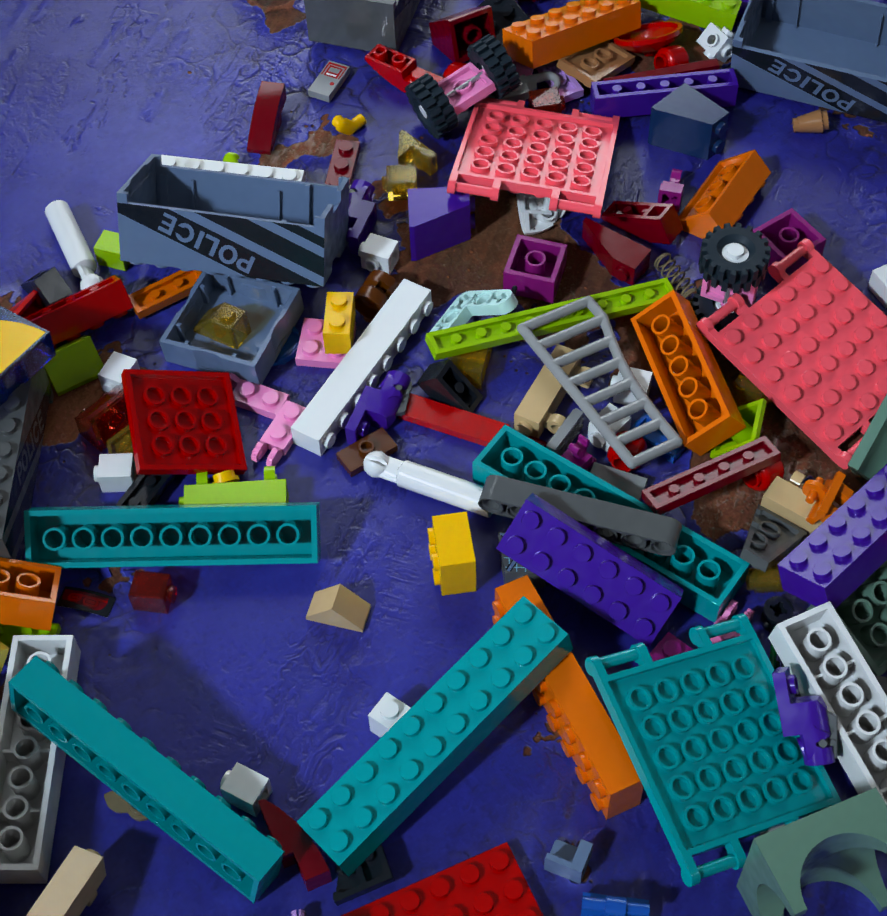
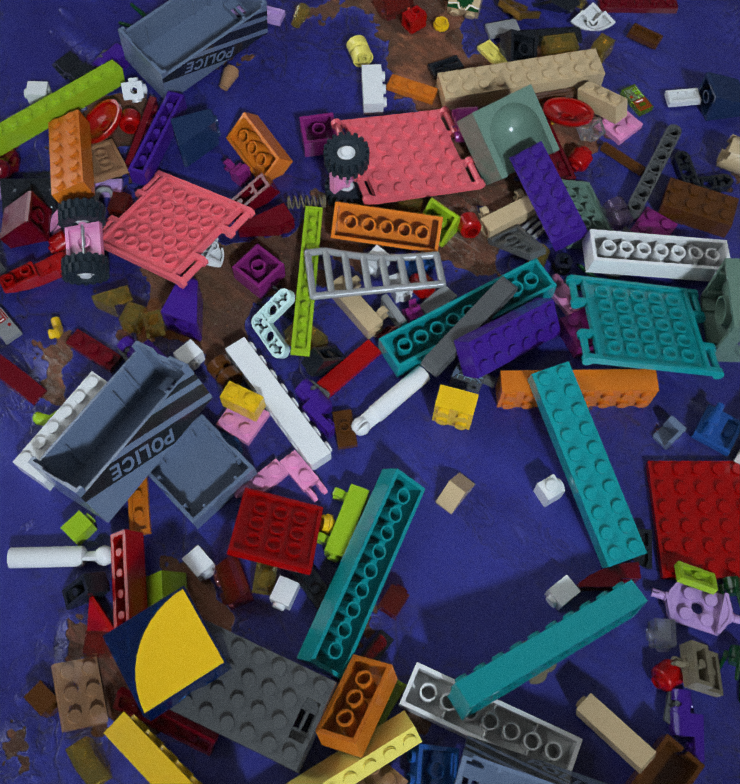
camera: 70 degrees left, 10 degrees up
(225, 325) = (195, 477): clear yellow slope -> none
(396, 200) = (153, 324): none -> clear yellow brick
(711, 475) = (472, 248): dark red plate -> none
(807, 718) = (649, 276): dark purple plate -> none
(824, 496) = (512, 201): orange hips -> none

